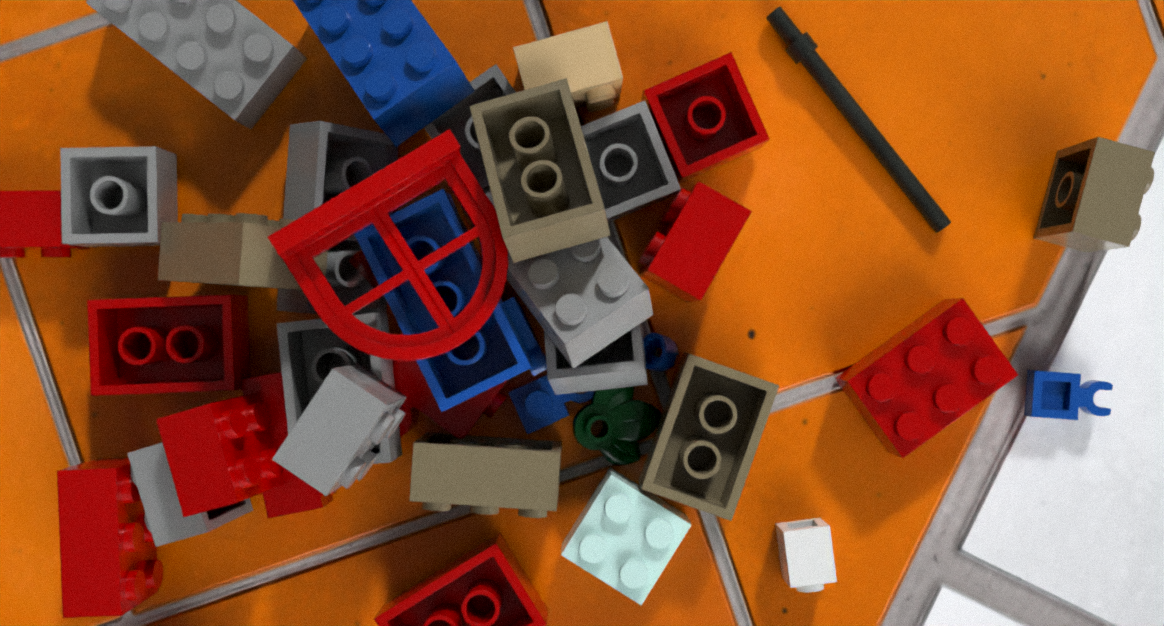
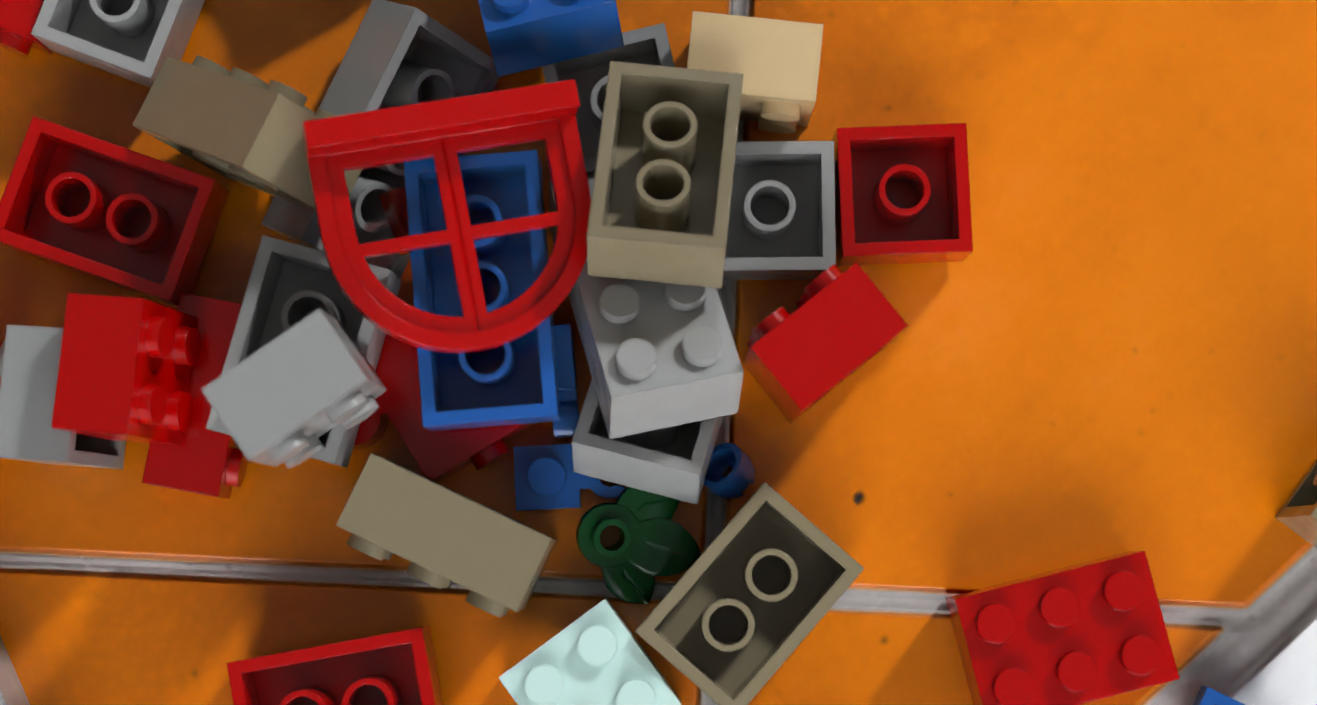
camera: 25 degrees right, 5 degrees down
(802, 49) = (1064, 157): pearl dark grey bar -> none

